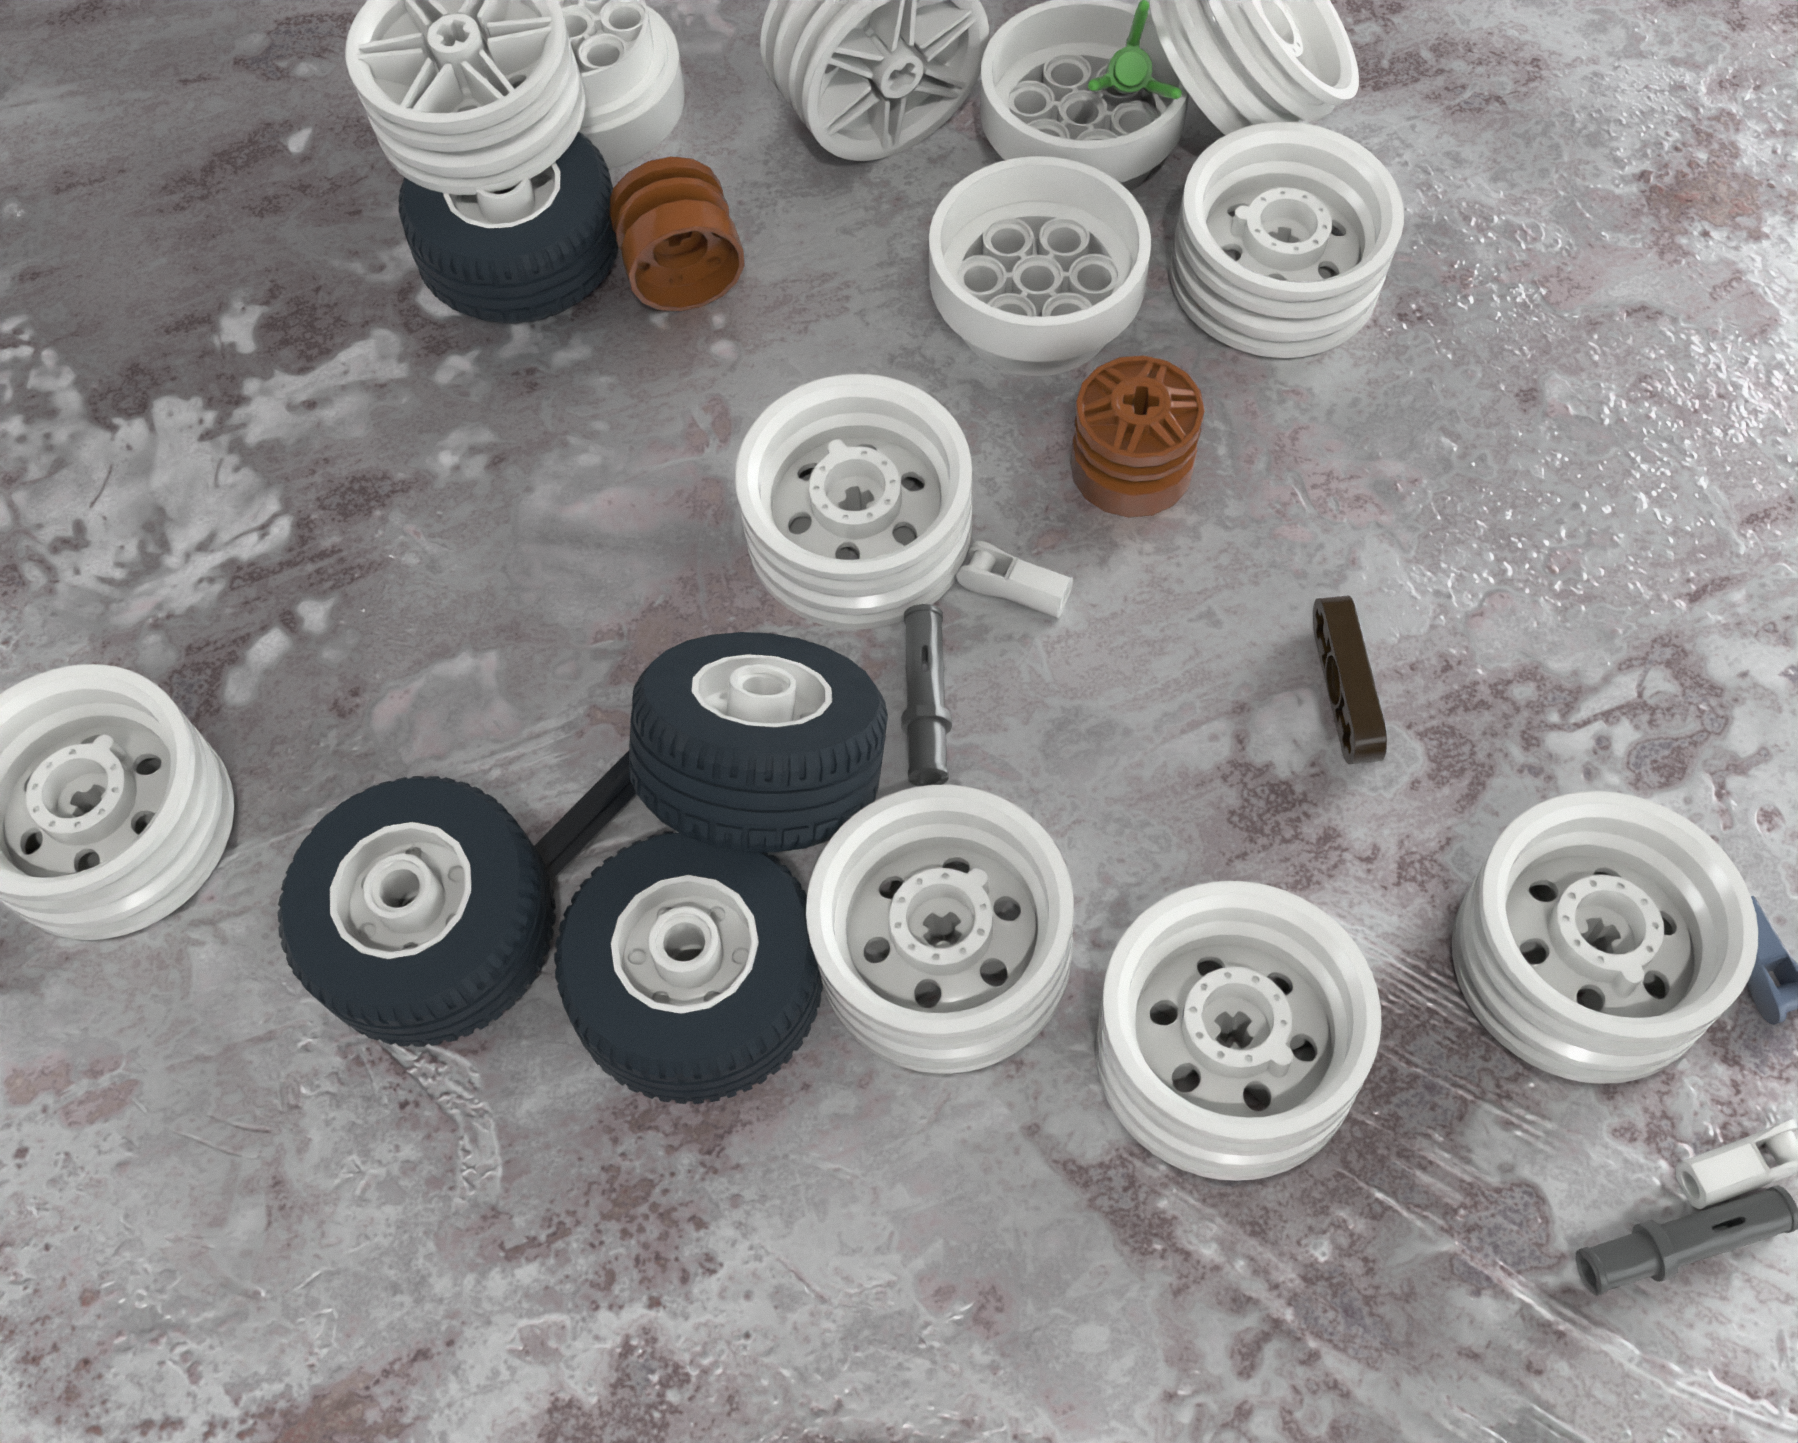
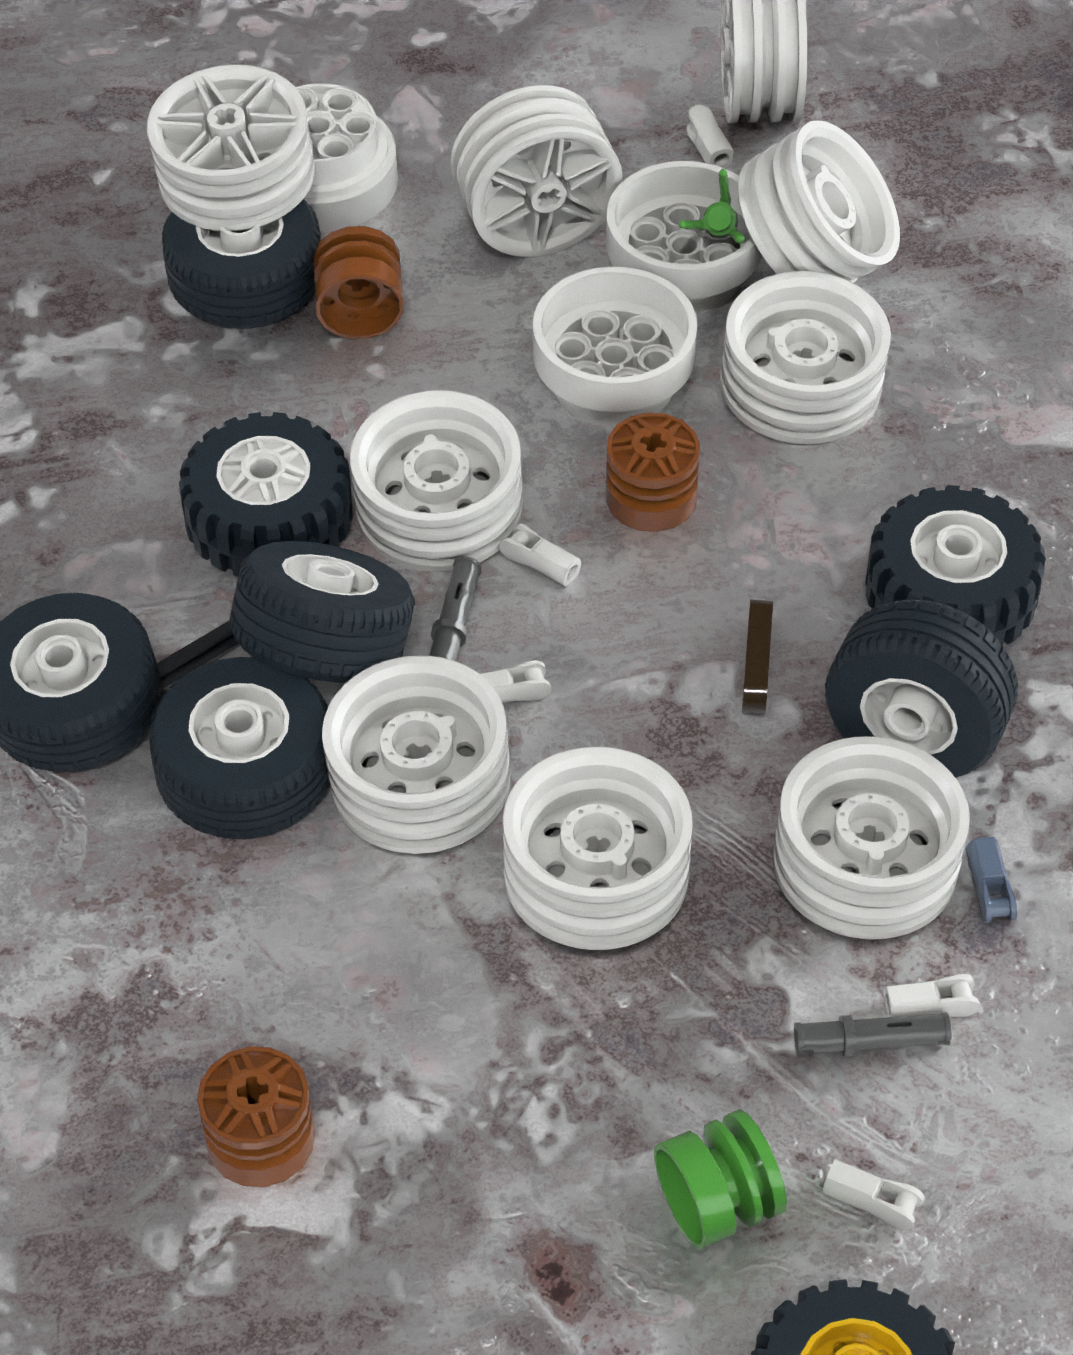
camera: 10 degrees right, 10 degrees down
(626, 561) = (262, 486): none -> black wheel
(1019, 782) = (520, 682): none -> white bar
(1574, 509) = (961, 554): none -> black wheel
(1619, 699) = (924, 680): none -> black wheel

